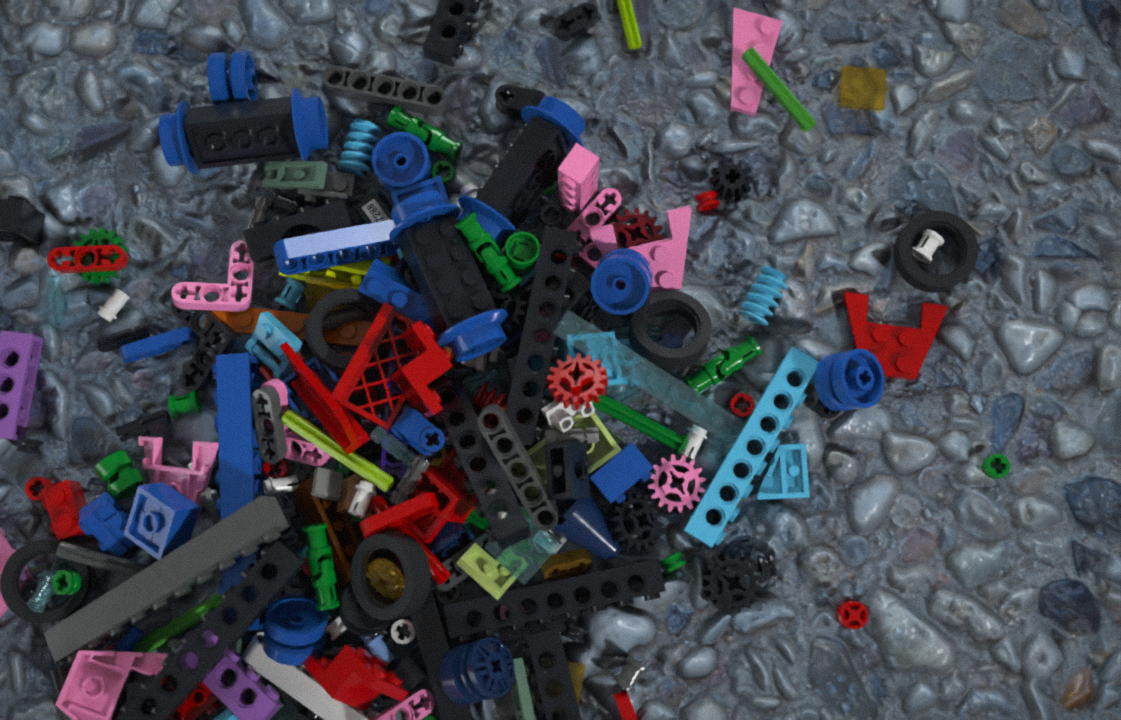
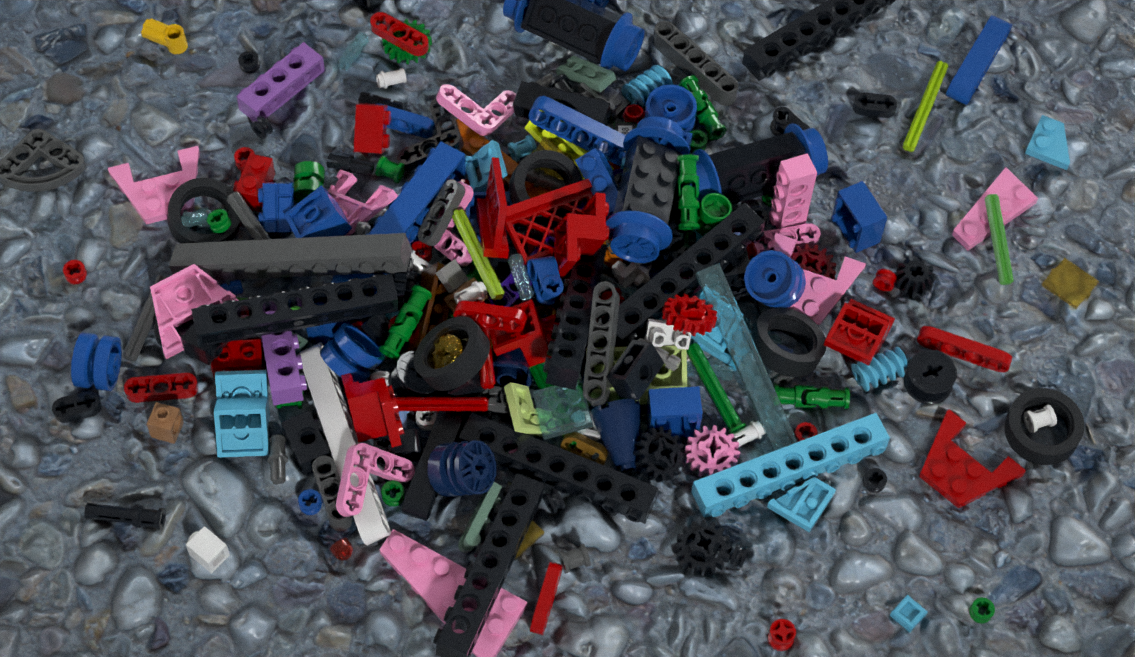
camera: 30 degrees right, 20 degrees down
(136, 378) = (371, 127): none -> red brick
(363, 181) = (633, 113): none -> red plate
(407, 623) = (442, 403): none -> red axle
(409, 480) = (519, 301): dark grey axle -> none
(645, 155) = (859, 217): none -> blue container
(672, 562) = (667, 504): green bush -> none
(725, 275) = (859, 331): none -> red bracket
(819, 222) = (964, 349): none -> red beam
(824, 273) = (930, 364): none -> black piece
(849, 380) = (903, 462): blue wheel -> none
(939, 513) = (908, 613): none -> medium azure tile

